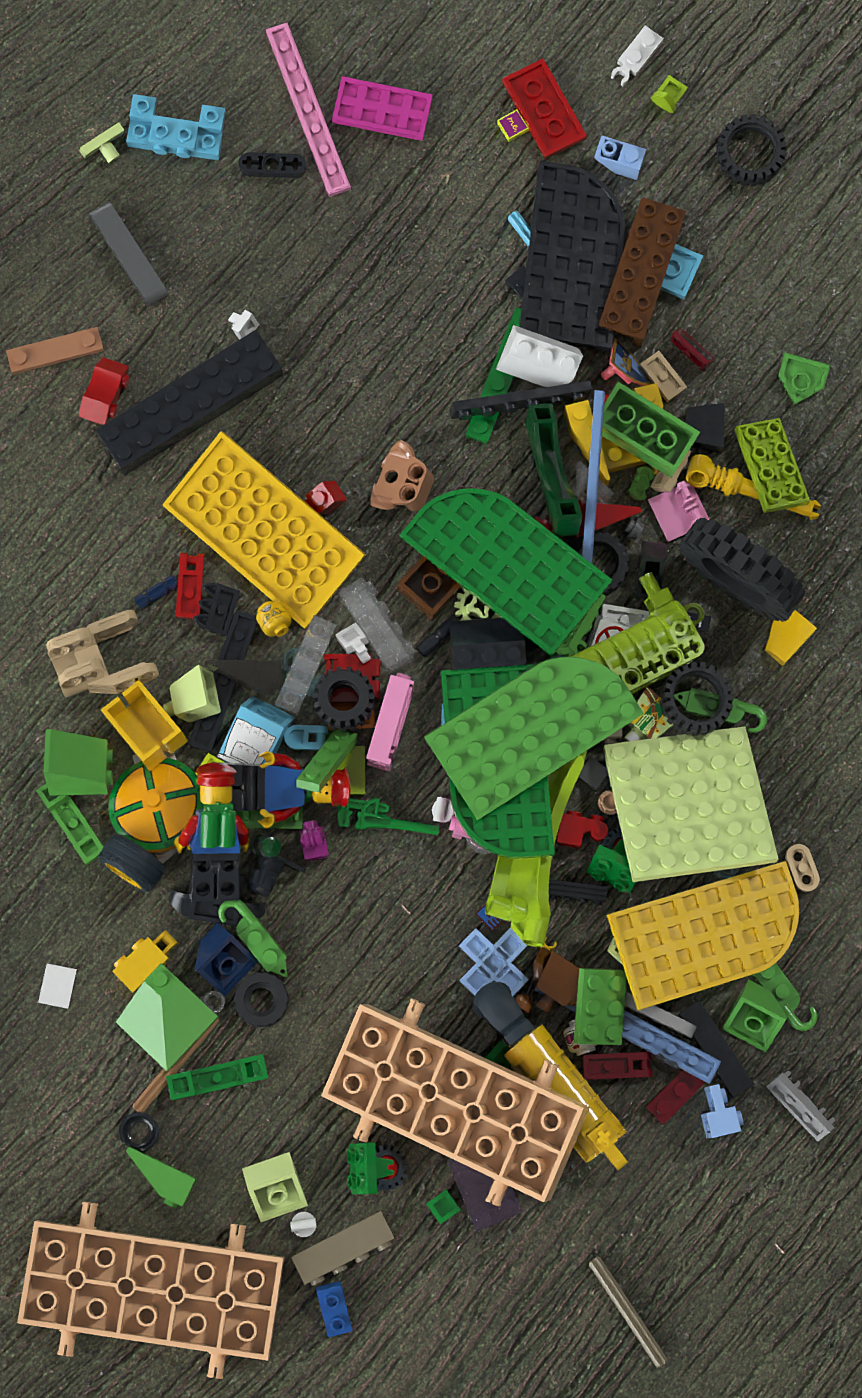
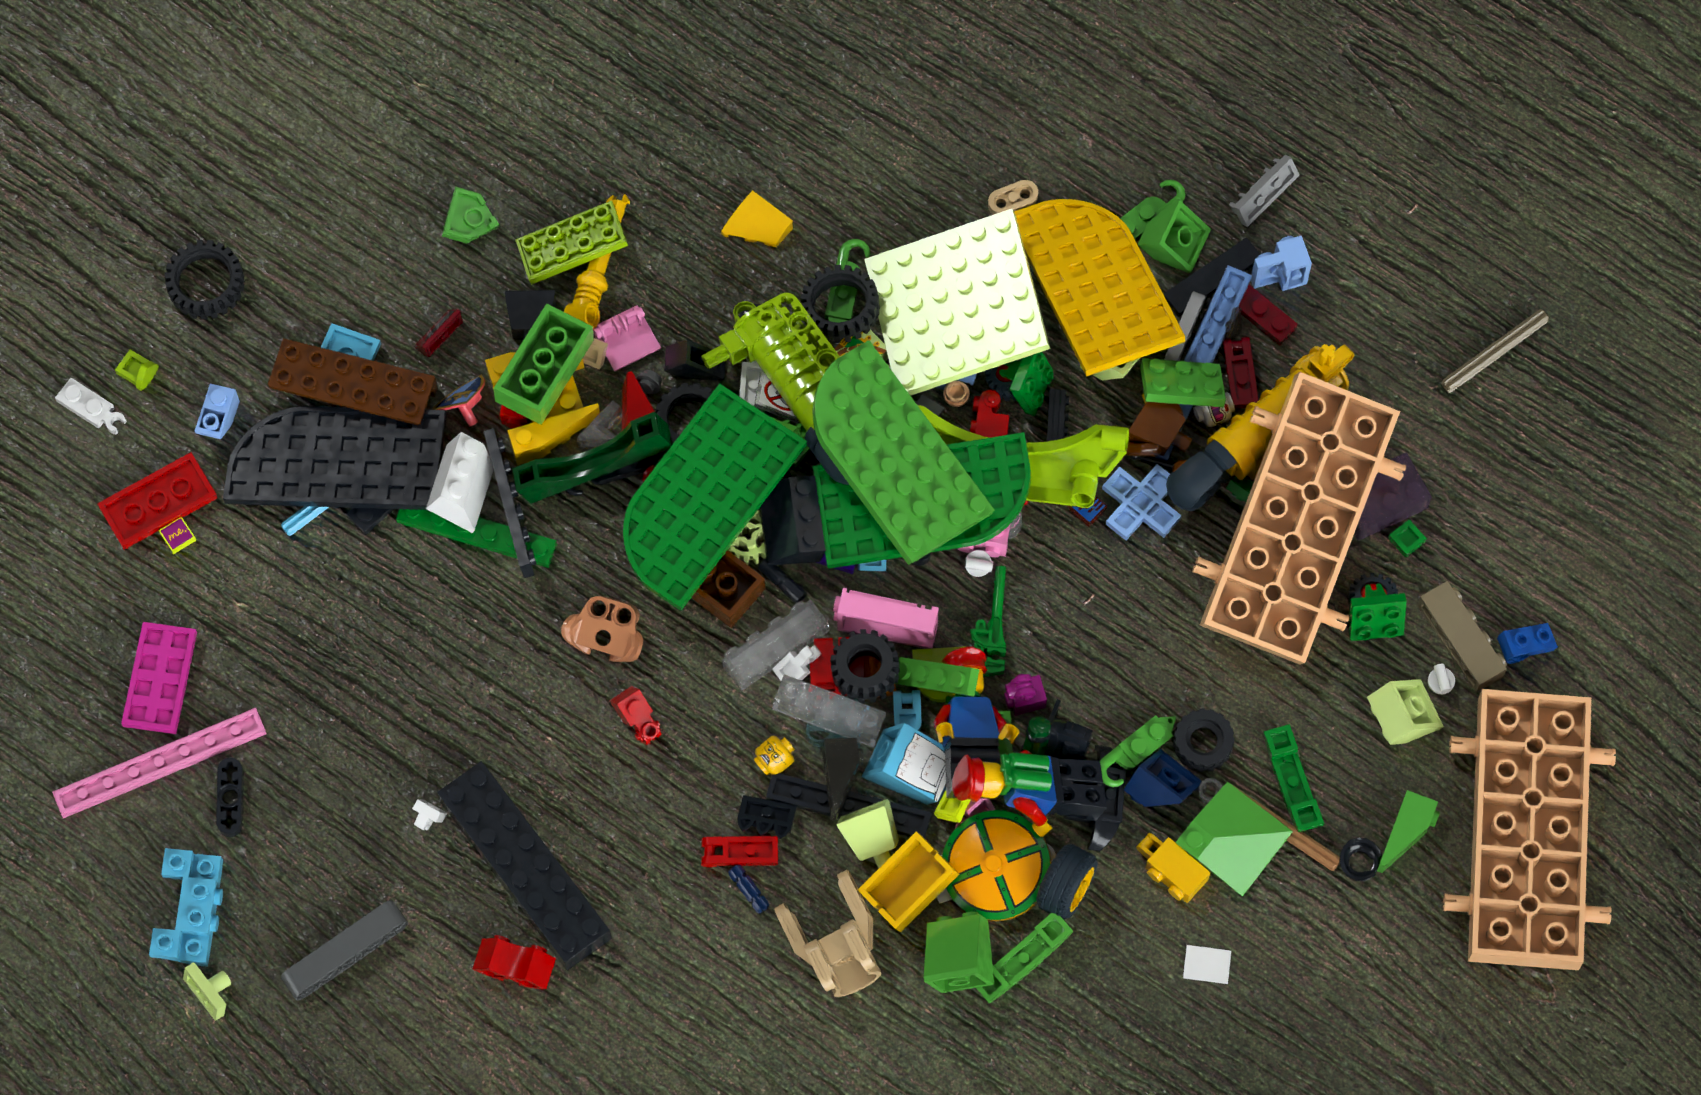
camera: 90 degrees left, 10 degrees down
(54, 350) = (464, 1027): nougat plate -> none
(264, 529) = (672, 770): yellow plate -> none
(593, 475) = (595, 408): medium blue tile -> none
(641, 483) = (596, 378): bright green piece -> none
(661, 372) = (471, 360): tan plate -> none
(742, 569) = (701, 252): black tyre -> none

